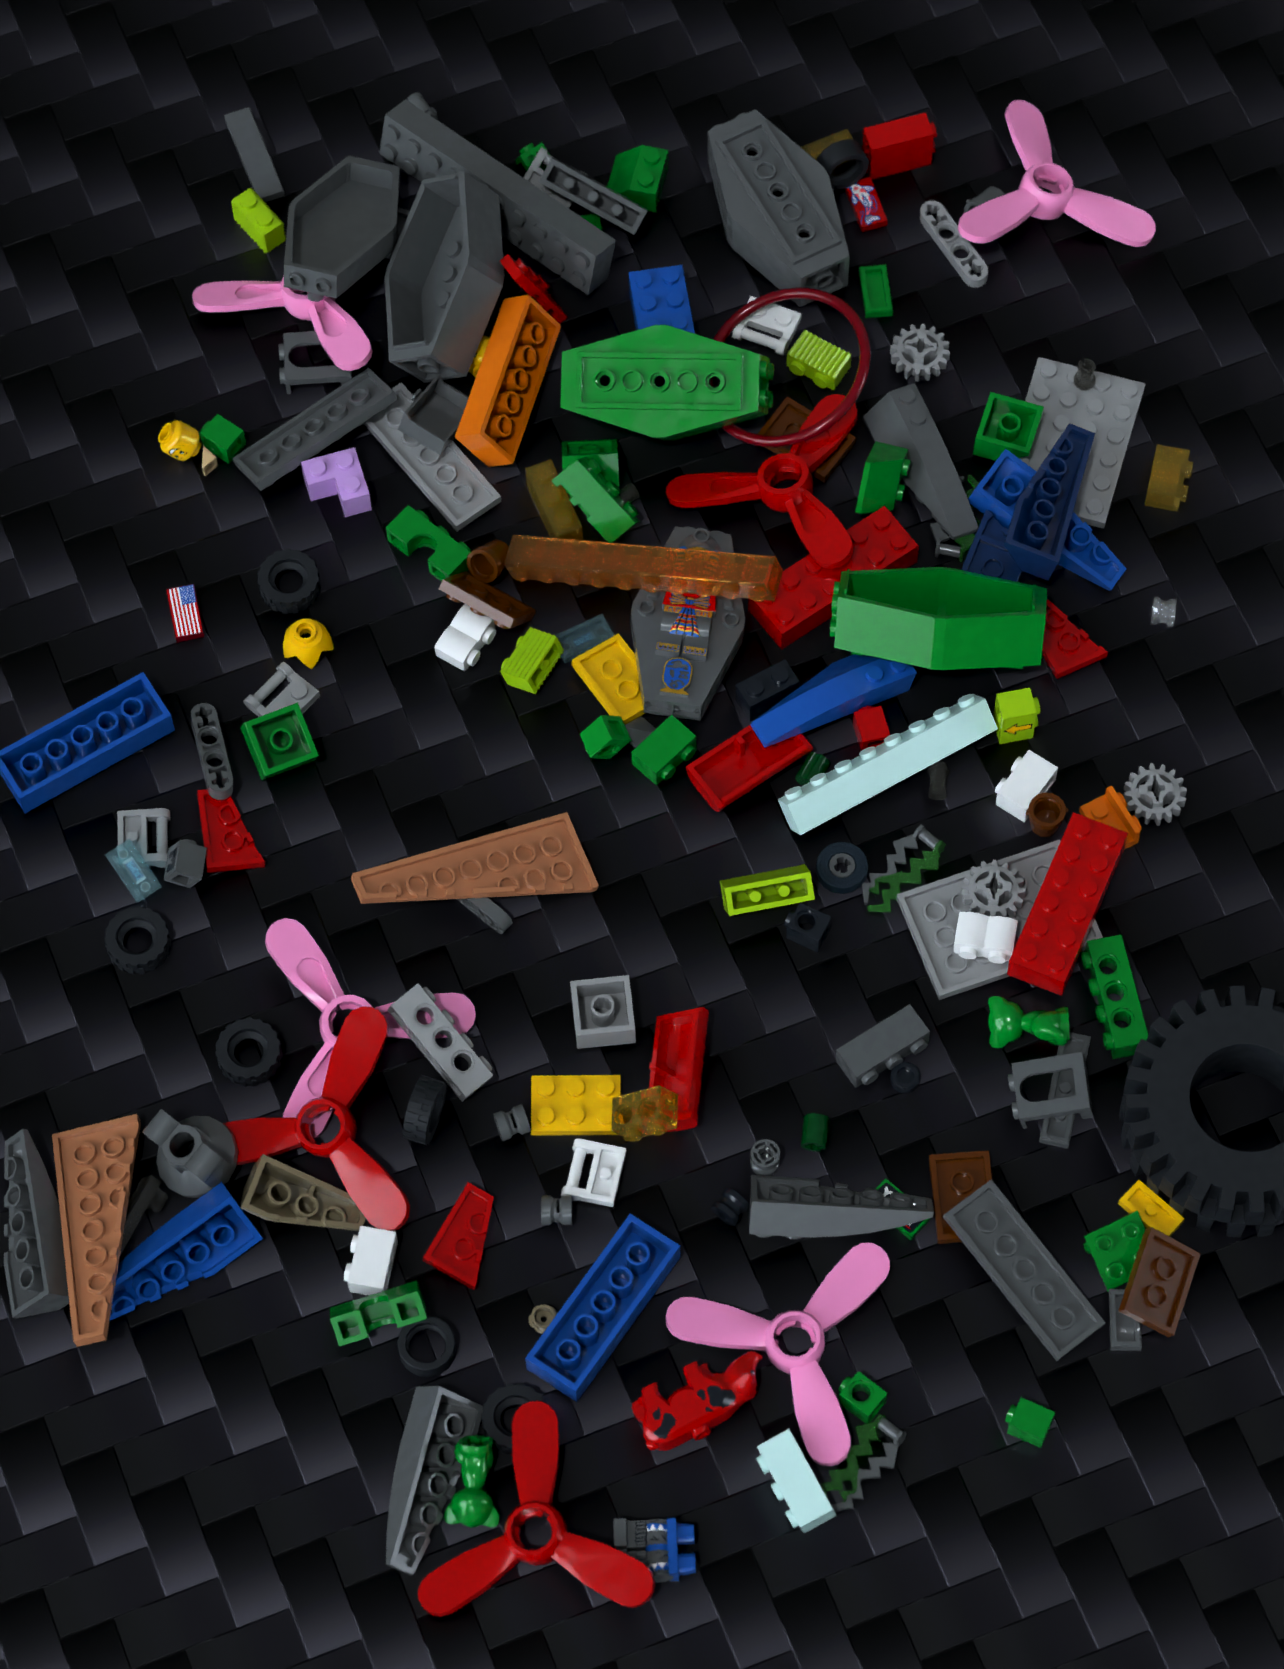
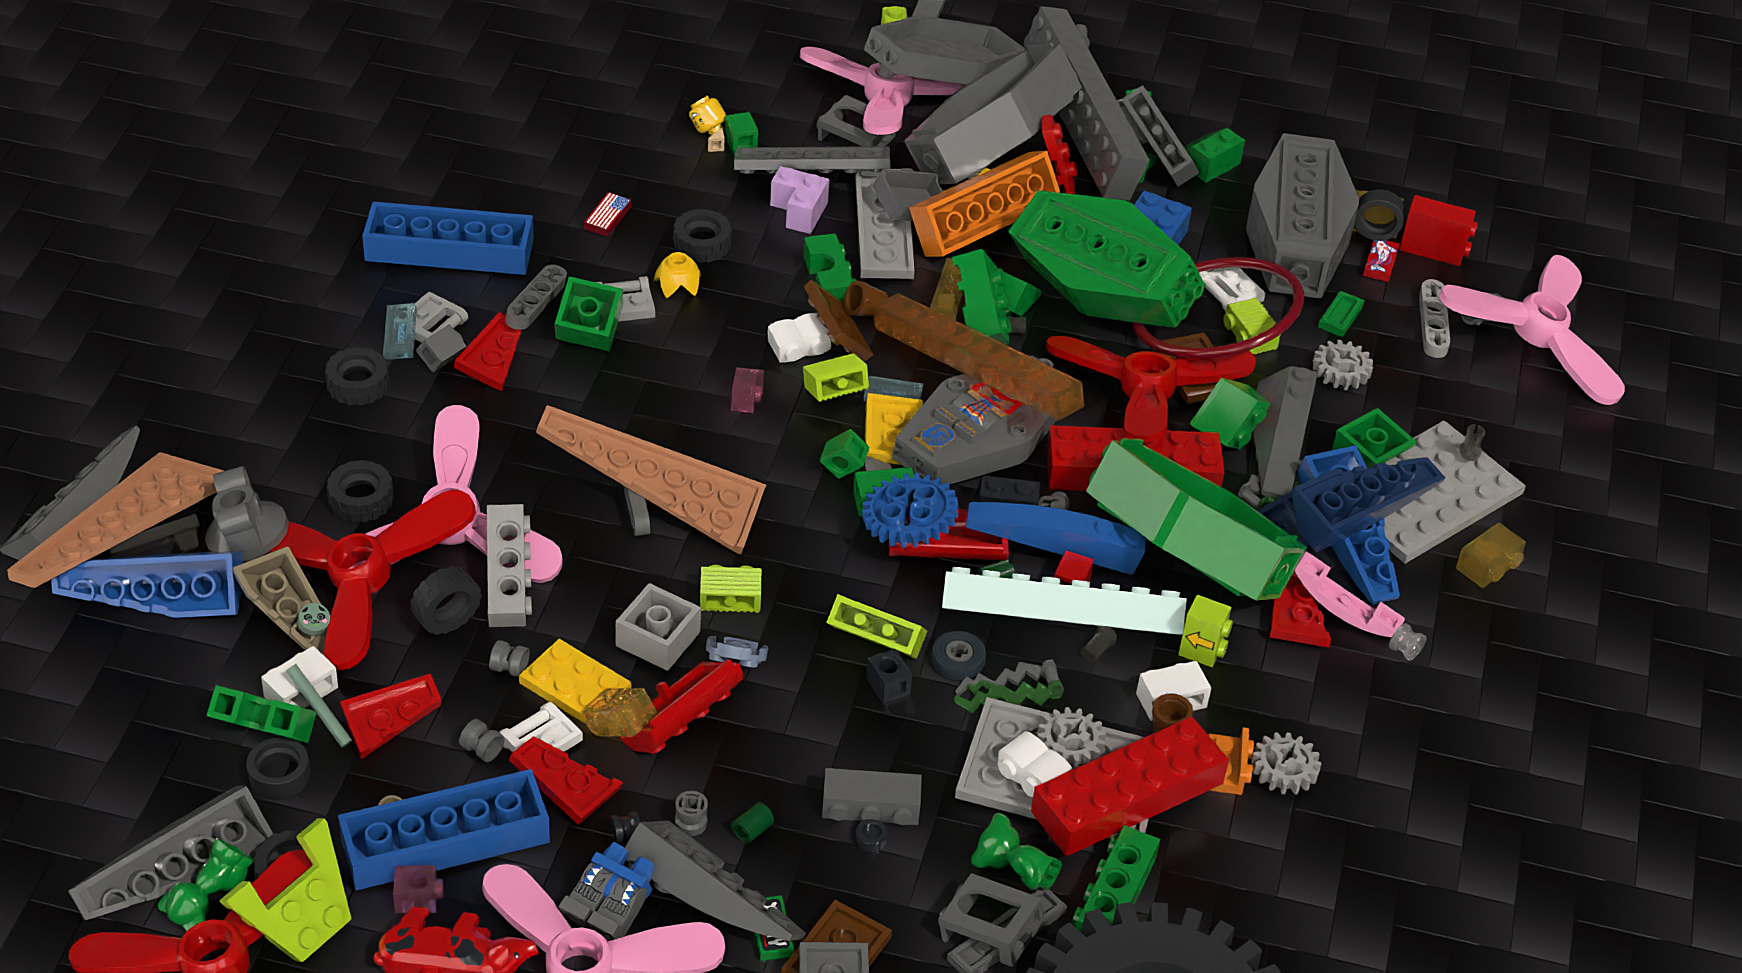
camera: 30 degrees right, 20 degrees down
(335, 1200) = (313, 619): none -> sand green tile
(412, 1273) = (319, 705): none -> sand green bar
(469, 725) = (747, 389): none -> clear pink brick
(569, 1444) = (307, 909): none -> lime wing
(619, 1381) = (416, 888): none -> clear pink brick
(622, 932) = (730, 589): none -> lime brick
(650, 1199) = (567, 783): none -> red wing
(680, 990) = (736, 648): none -> sand blue plate
(736, 751) = (929, 514): none -> blue gear
(768, 1262) = (609, 893): none -> hips
(804, 663) = (1056, 500): none -> dark grey pin
(1097, 608) = (1342, 603): none -> bright pink slope

